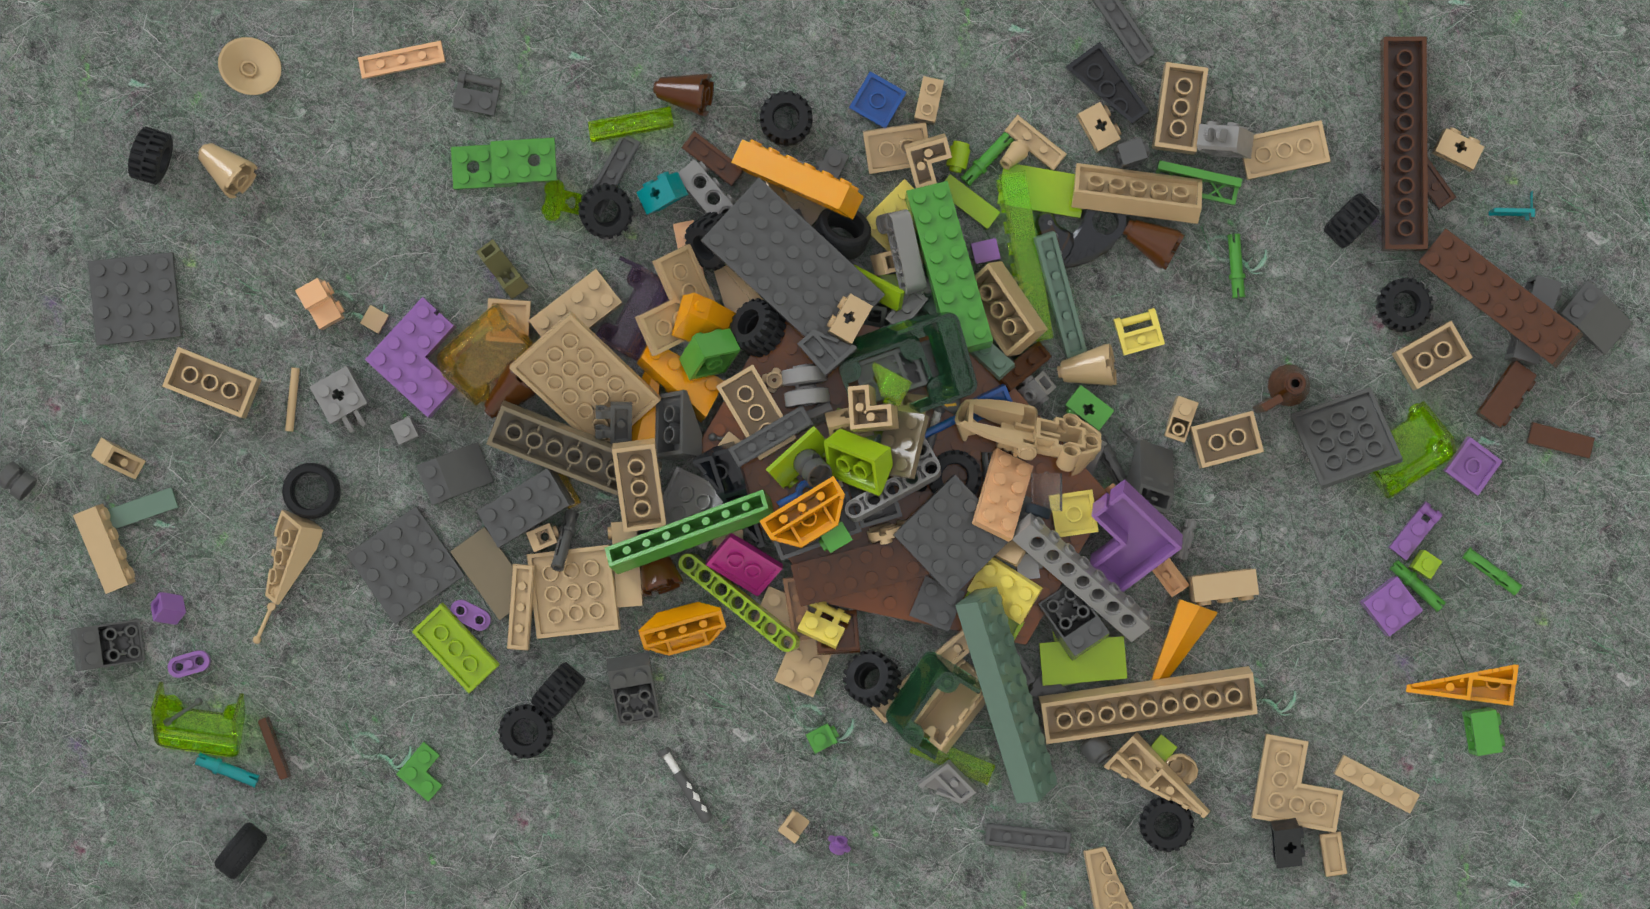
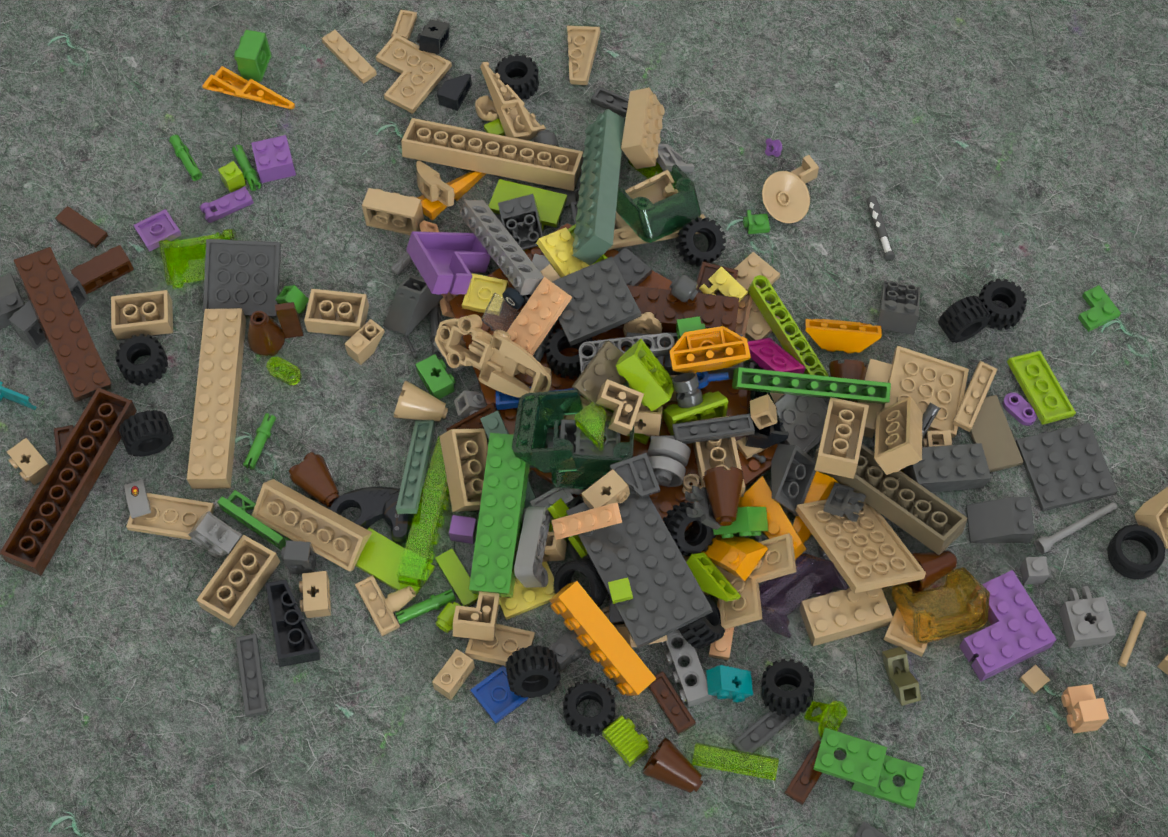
camera: 155 degrees left, 25 degrees down
(402, 468) = (1044, 544): none -> light grey piece
(561, 130) = (805, 777): none -> reddish brown tile
(582, 511) = (898, 436): none -> tan brick
(718, 284) = (710, 578): none -> lime slope
(727, 476) = (763, 411): none -> tan brick
(731, 359) = (724, 492): none -> reddish brown cone
(739, 102) = (626, 740): none -> lime brick
(742, 345) = (702, 507): none -> dark grey plate
(795, 224) = (620, 590): none -> lime tile
(801, 779) = (786, 197): none -> tan hat
(851, 124) = (533, 671): none -> black tyre
(856, 281) = (586, 521): none -> light nougat plate
(860, 586) = (684, 288): none -> dark grey head
(991, 798) = (642, 128): none -> tan brick
(1141, 338) = (365, 414): light yellow plate -> none
(1196, 632) = (432, 186): none -> tan slope
(1230, 778) = (454, 91): none -> black slope
(1250, 354) = (285, 371): none -> clear neon green plate
(1281, 436) = (293, 294): none -> bright green brick
(1303, 295) = (217, 399): none -> tan brick
(1324, 150) = (137, 499): none -> light grey slope

